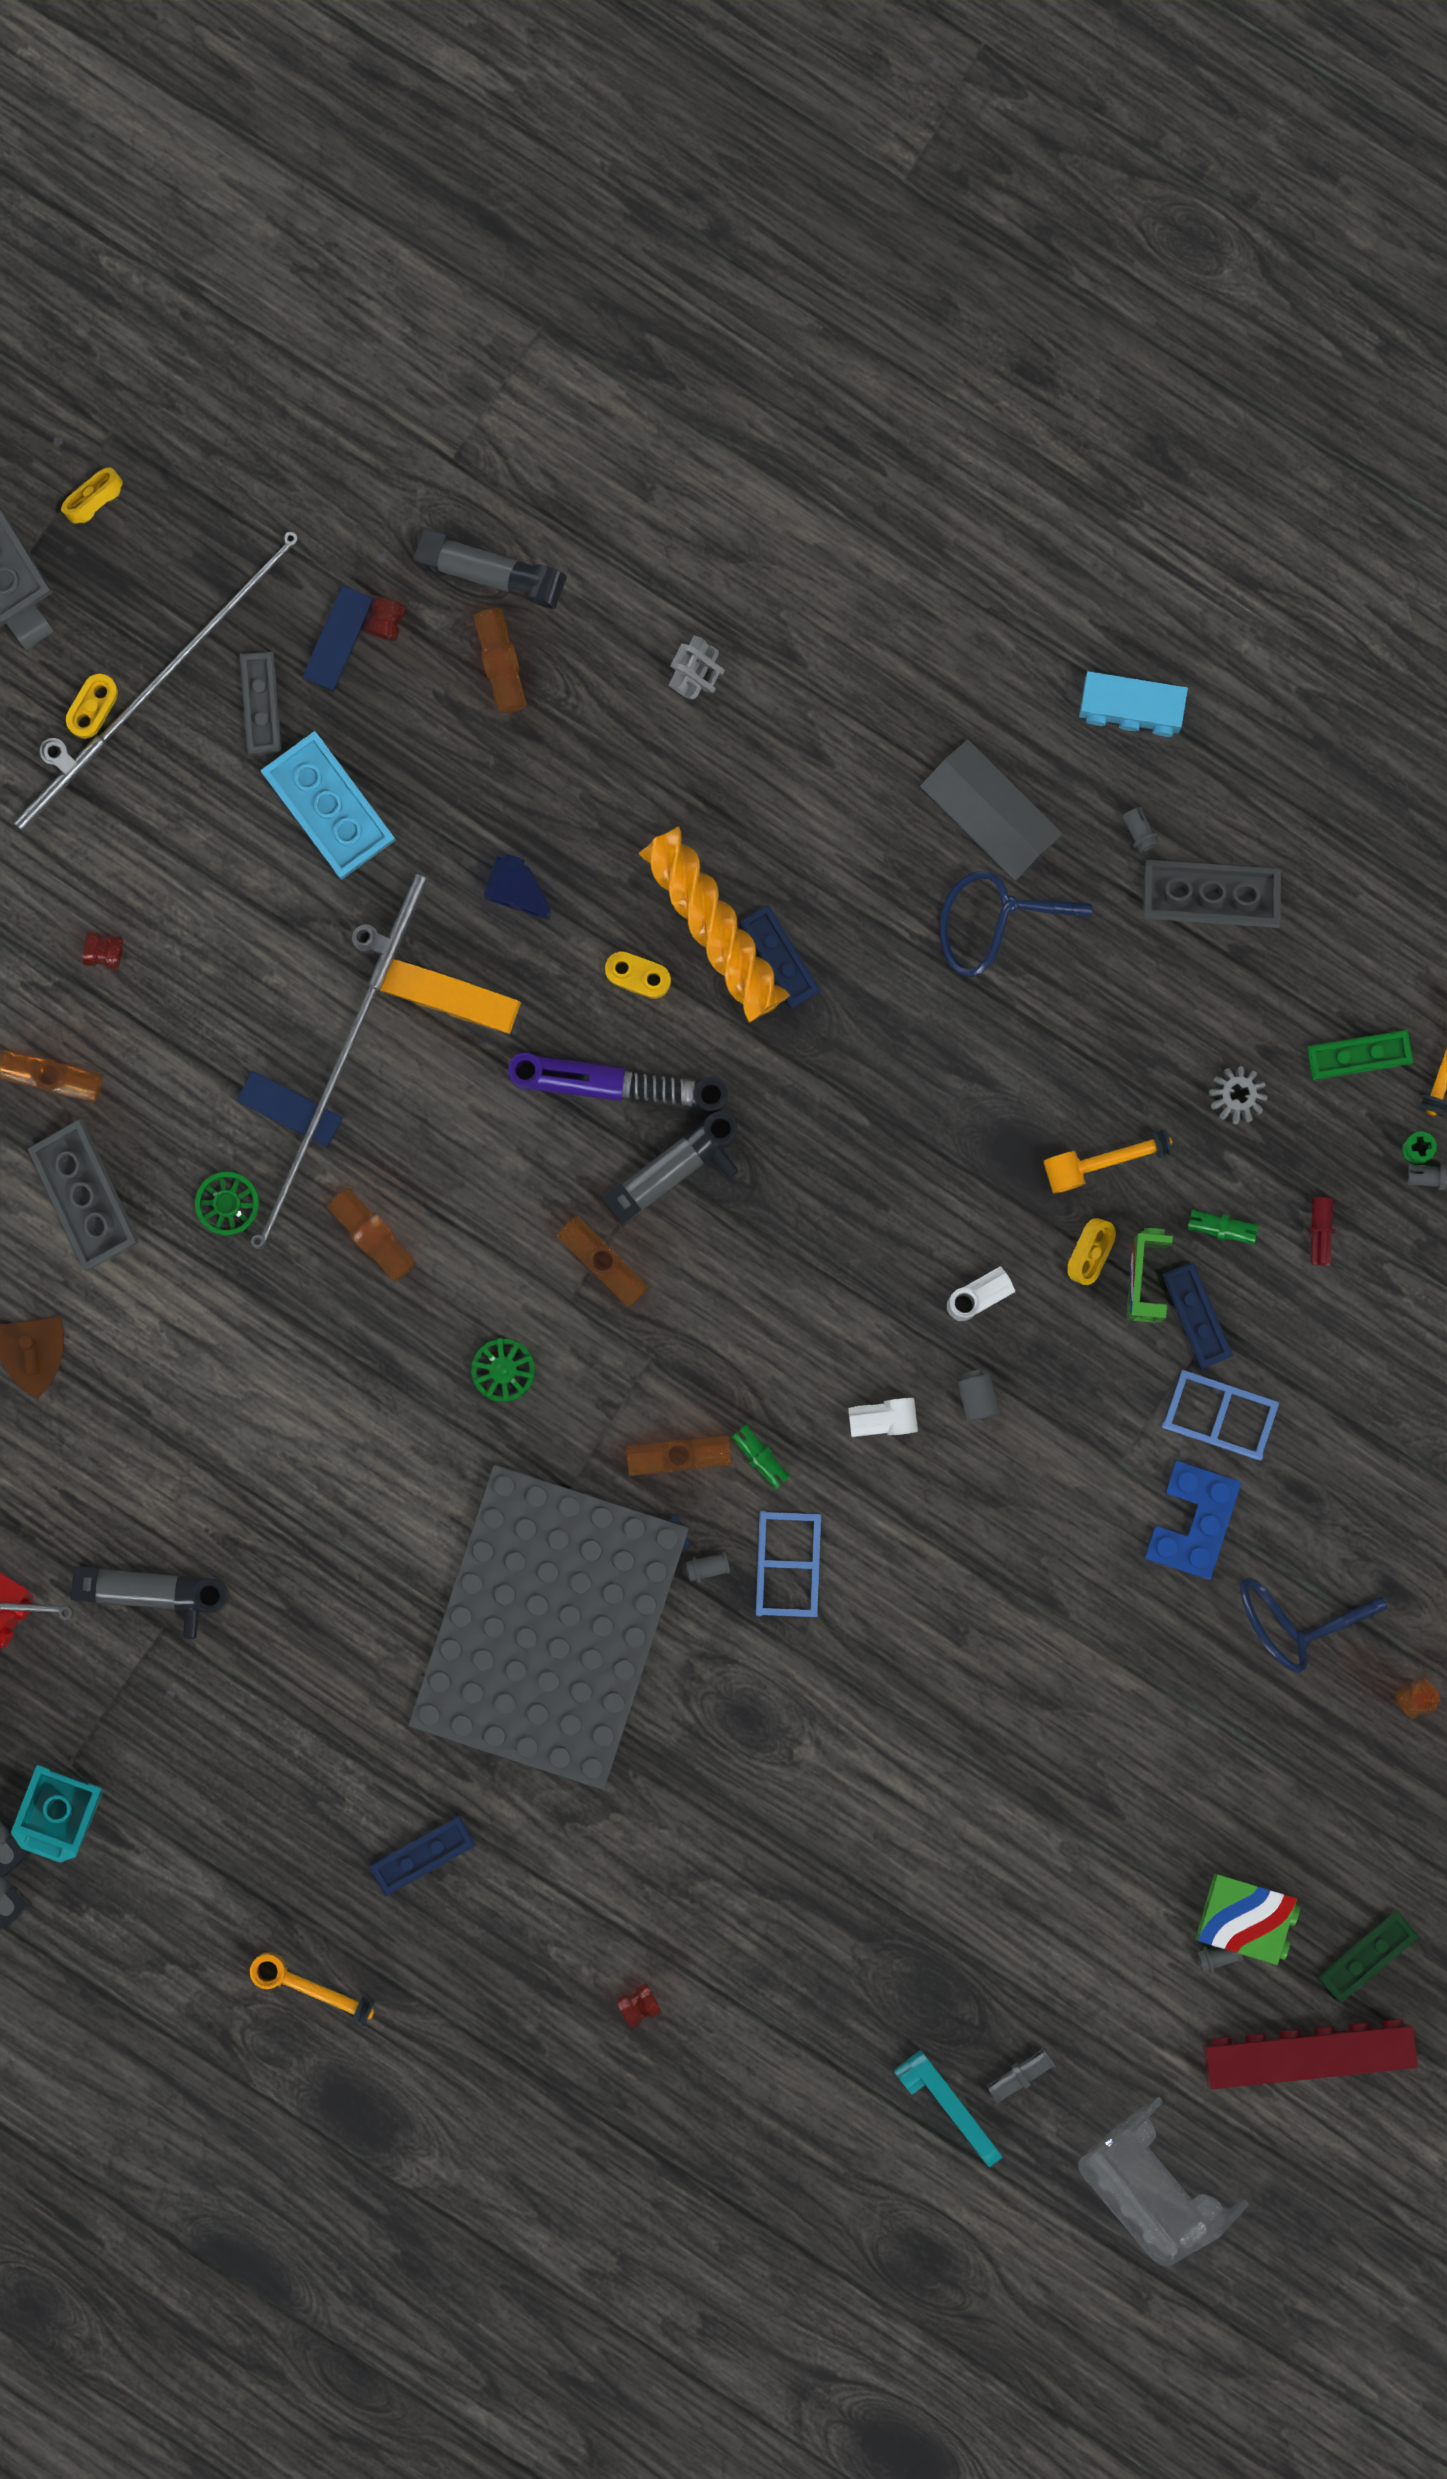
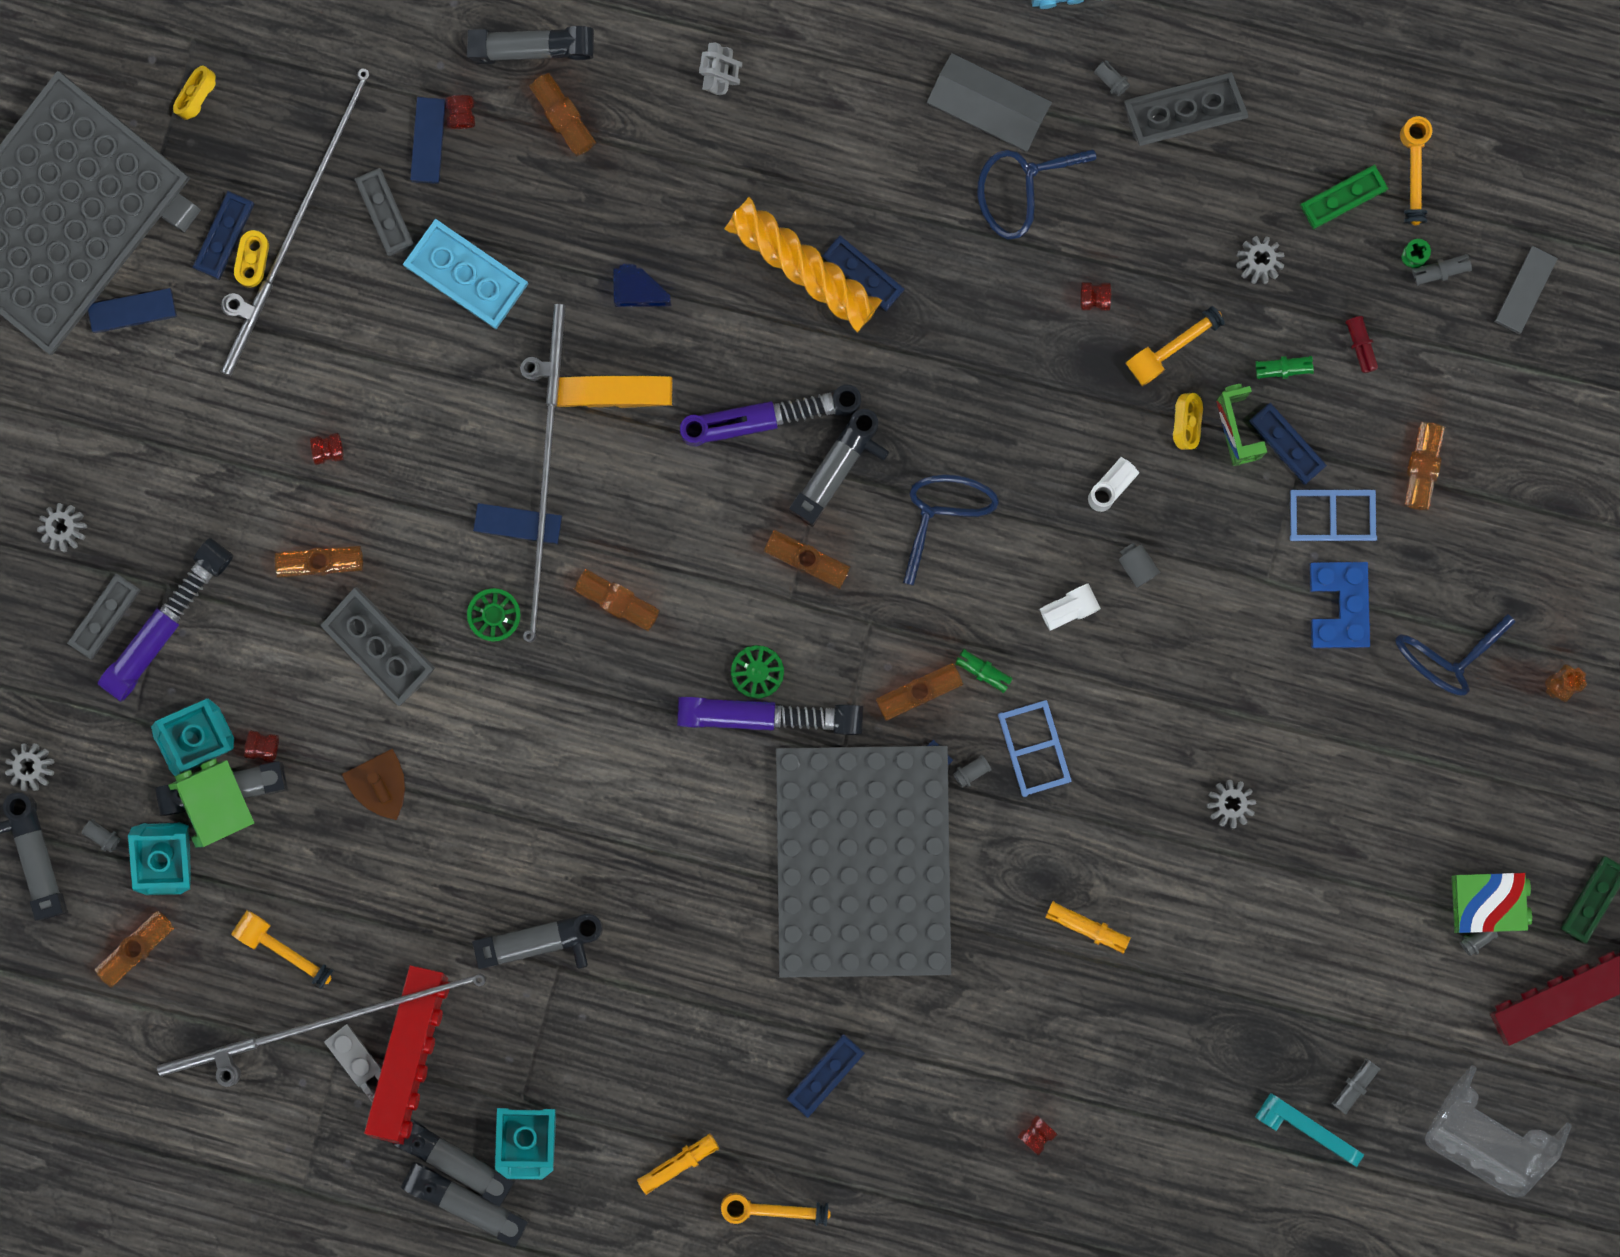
camera: 20 degrees left, 0 degrees up
(70, 668) = (223, 235): none -> dark blue tile
(233, 1895) = (688, 1157): none -> light orange pin
(496, 1424) = (766, 715): none -> piece
(636, 977) = (756, 325): yellow plate -> none
(760, 1255) = (928, 512): none -> dark blue piece
(778, 1790) = (1088, 927): none -> light orange pin
(984, 1715) = (1231, 793): none -> light grey gear
(1035, 1073) = (1095, 296): none -> clear red wheel
(1344, 1394) = (1424, 466): none -> clear orange piece

